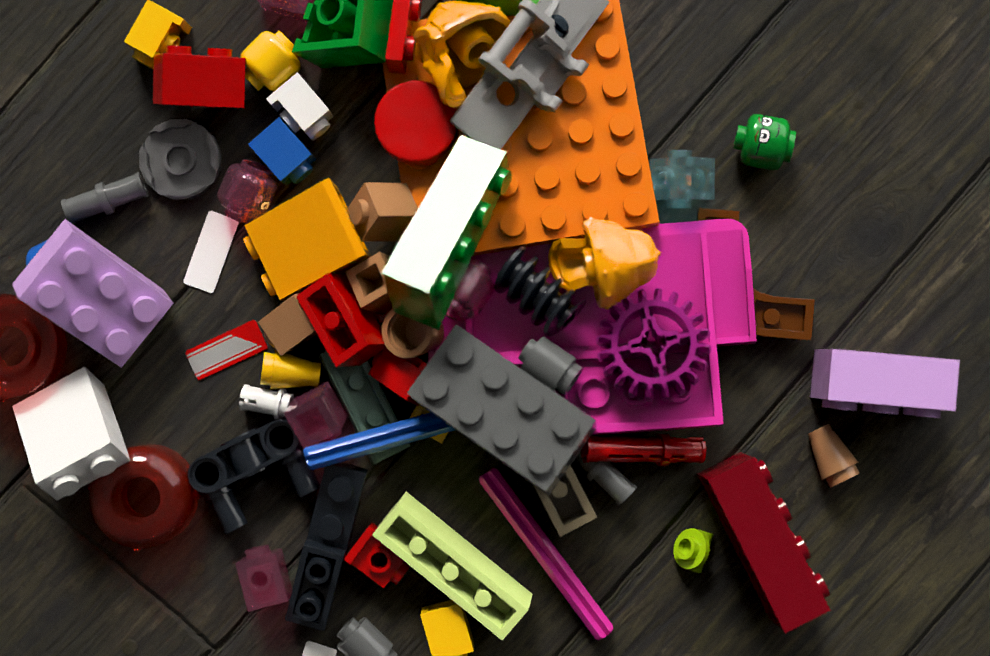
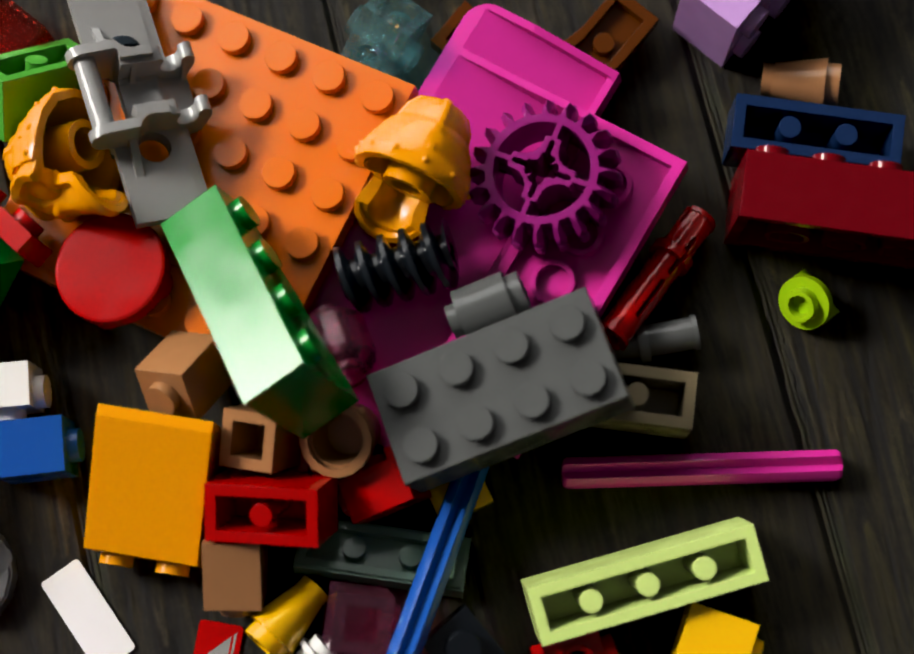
camera: 50 degrees left, 10 degrees down
(246, 190) = (48, 521): clear pink head -> none
(797, 486) = (811, 129): none -> dark blue brick

